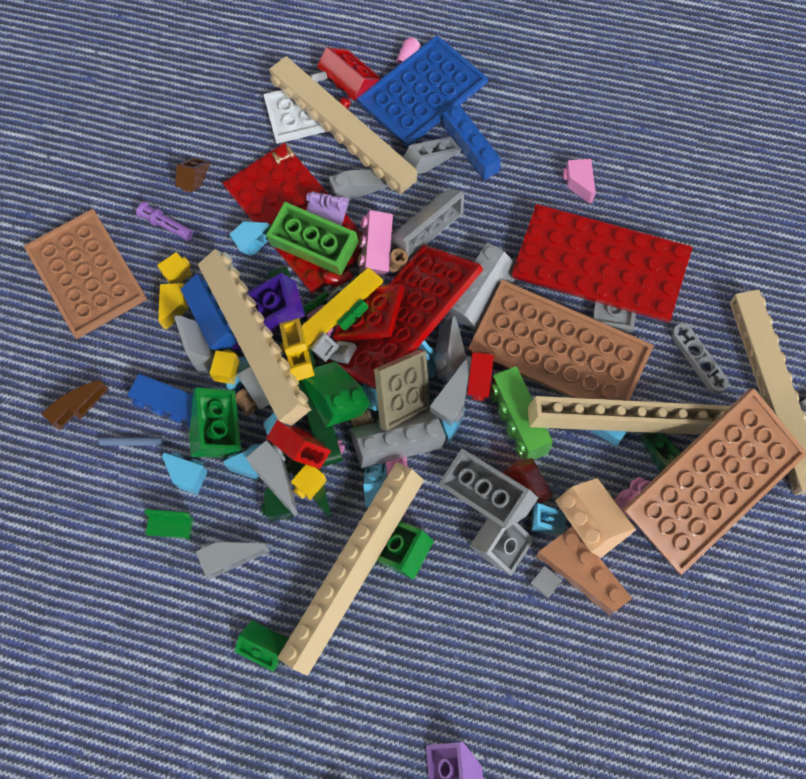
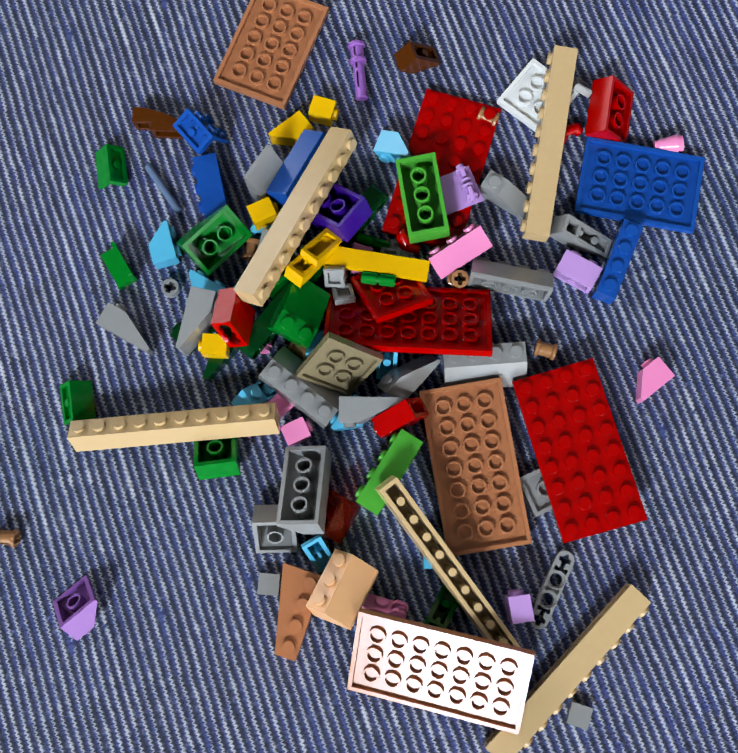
camera: 55 degrees right, 10 degrees up
(74, 472) = (111, 166): none -> green panel
(108, 374) = (199, 130): none -> blue bracket
(217, 492) = (173, 293): none -> light grey bush
(431, 468) = (297, 431): none -> bright pink brick
(457, 173) = (577, 271): none -> lavender brick
(502, 236) = (545, 349): none -> medium nougat bush
(699, 387) = (518, 606): none -> lavender brick

